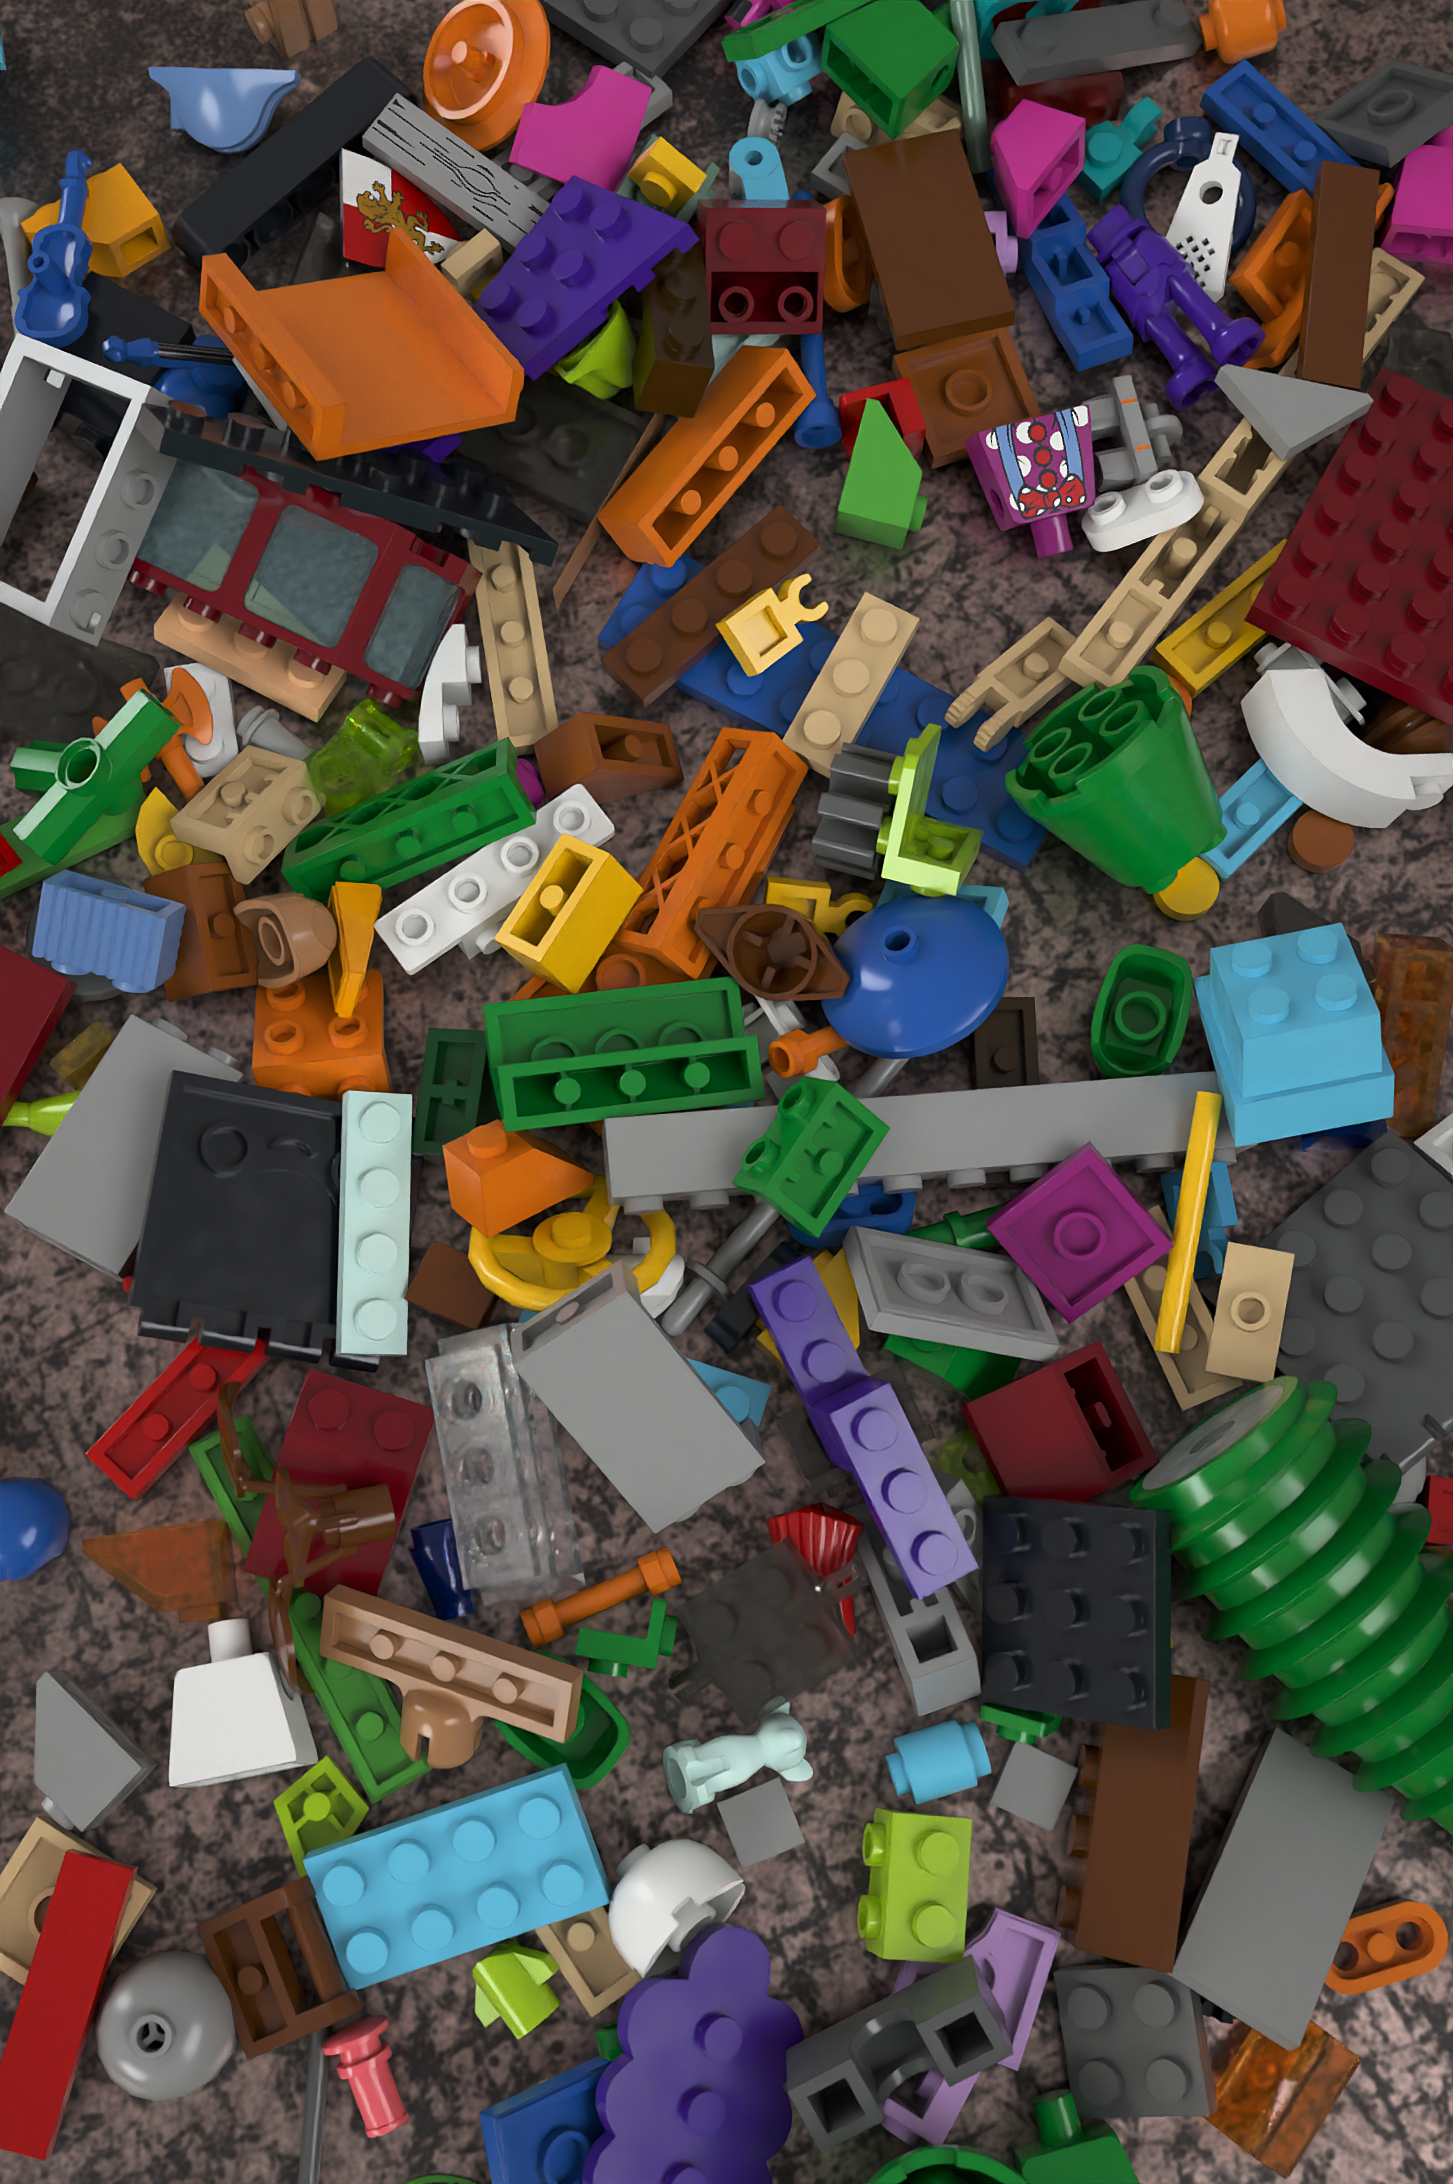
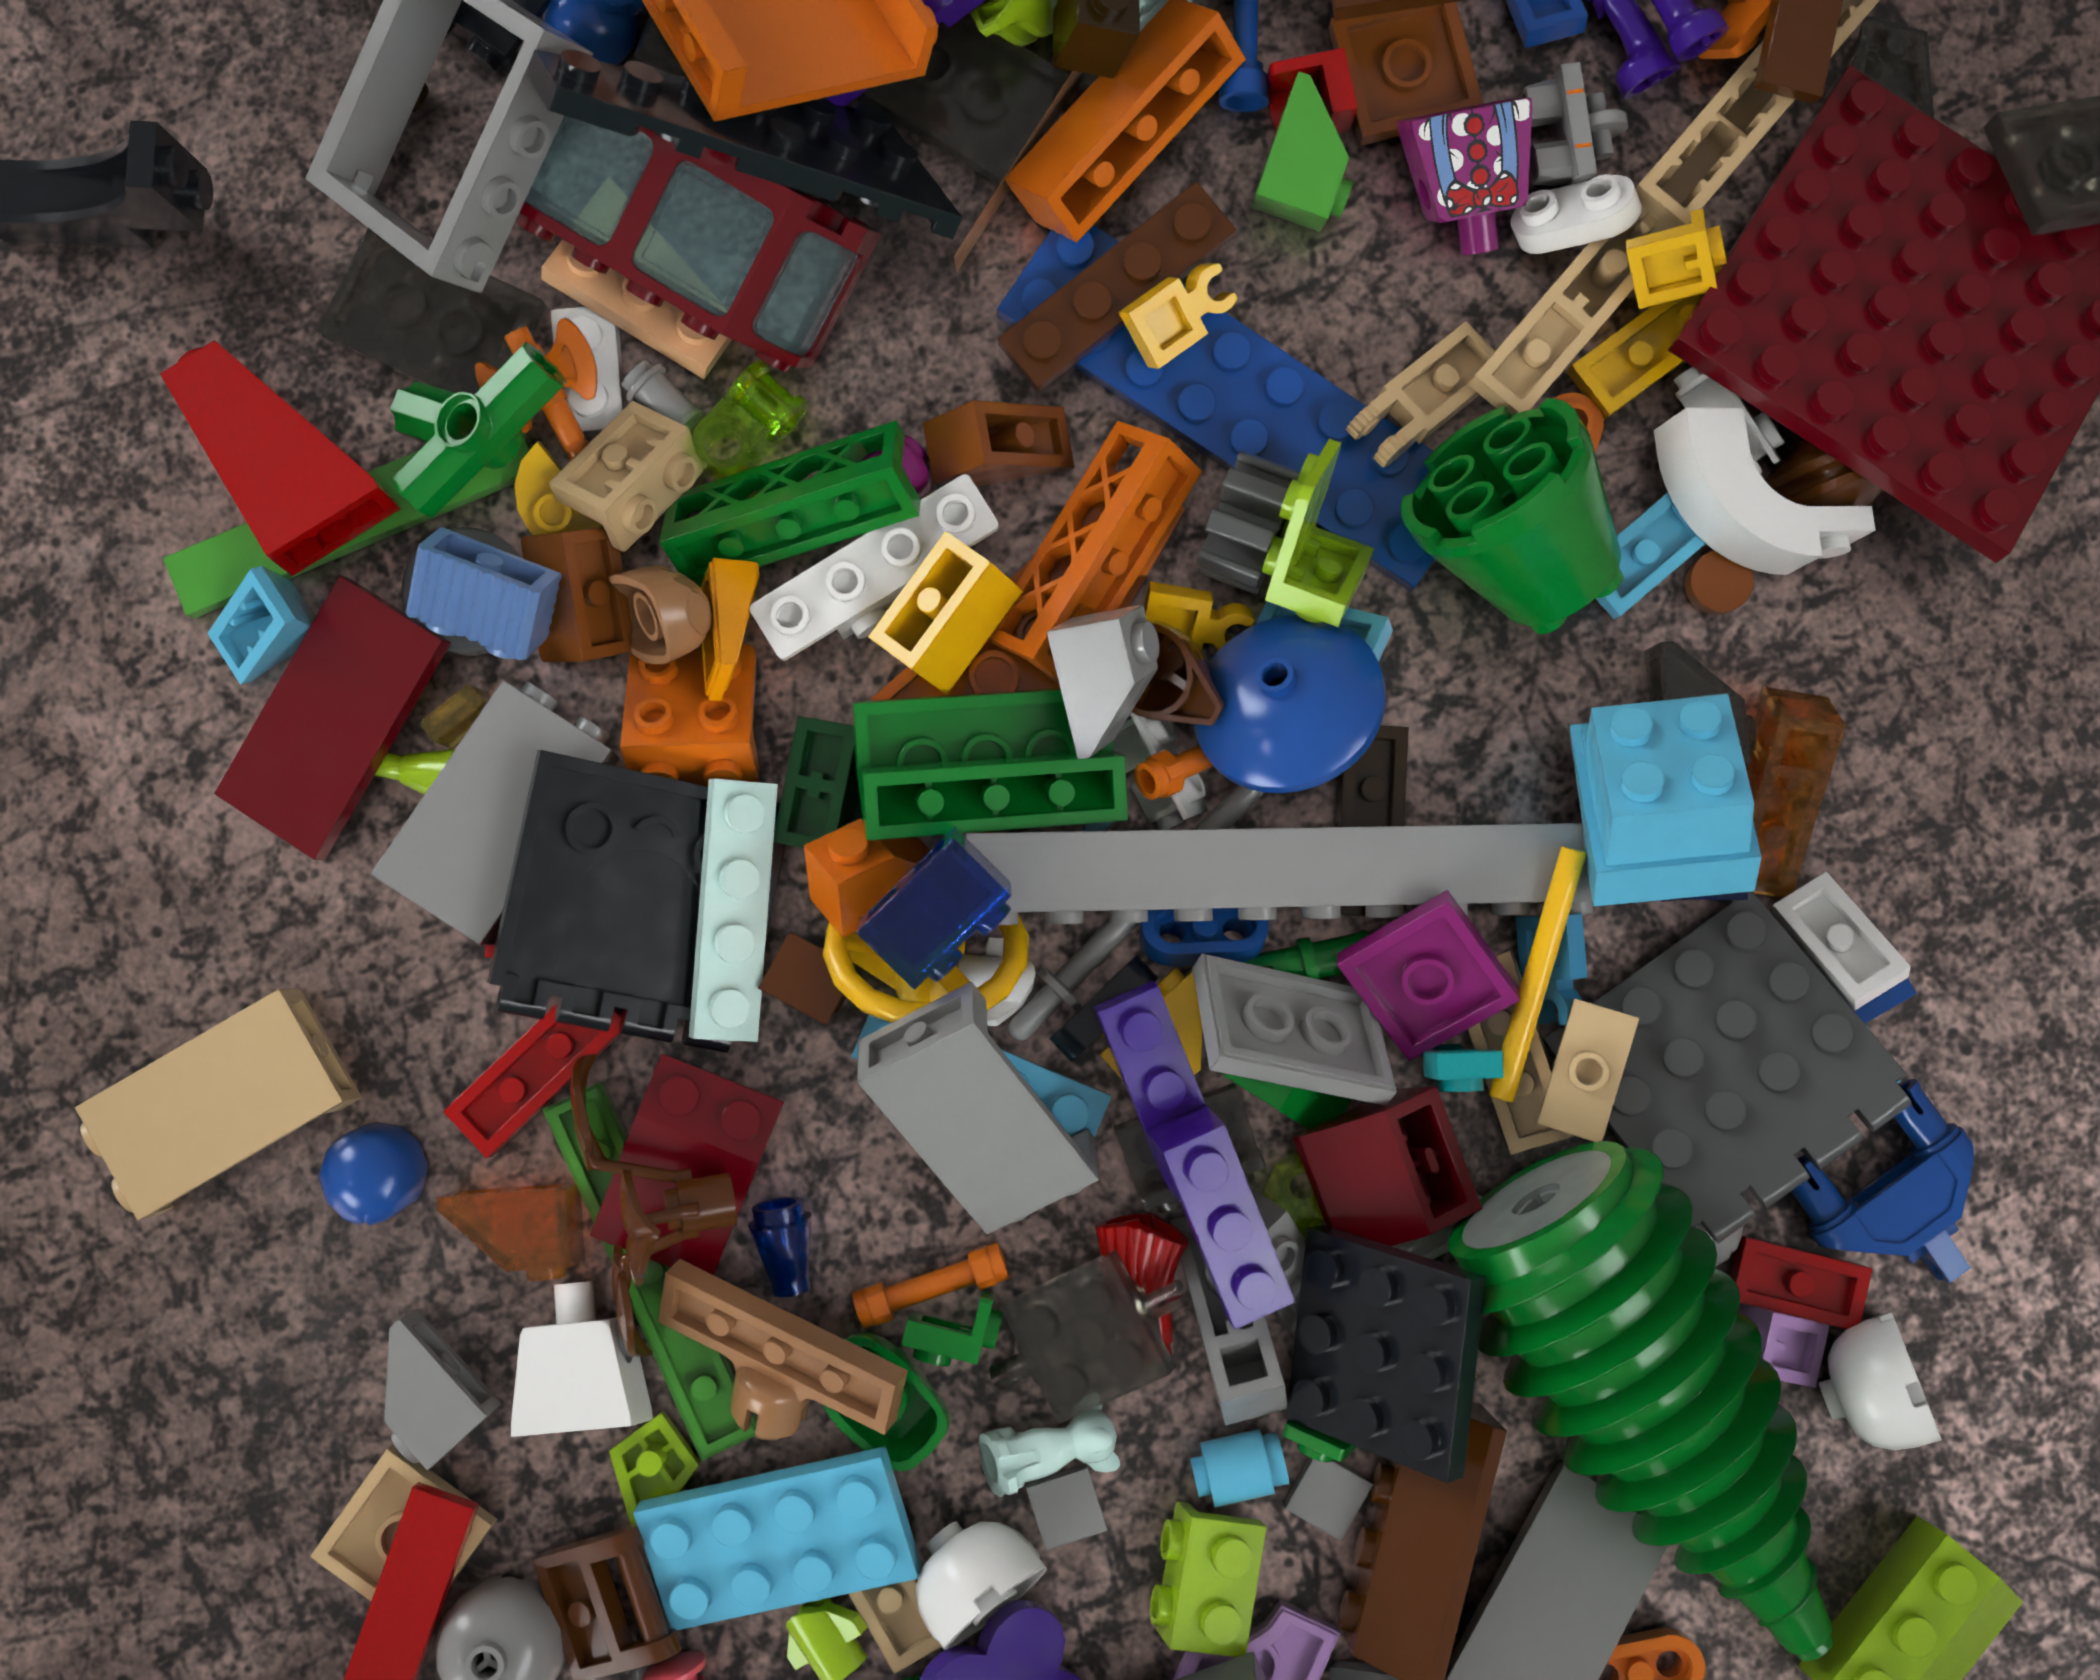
camera: 10 degrees right, 10 degrees up
(446, 688) = (840, 348): white slope -> none
(512, 1468) = (852, 1161): clear brick -> none
(514, 645) = (910, 320): tan plate -> none
(580, 1190) = (936, 910): none -> clear blue brick
(729, 955) = (1103, 671): none -> light grey slope
(811, 1153) = (1168, 885): green bracket -> none
(850, 682) = (1252, 382): tan plate -> none
(1123, 1321) = (1461, 1069): none -> teal plate
(1141, 1013) = (1514, 756): green piece -> none
(1190, 892) = (1581, 629): yellow tile -> none
(1241, 541) = (1675, 261): none -> yellow bracket
(1290, 410) = (1744, 115): light grey tile -> none

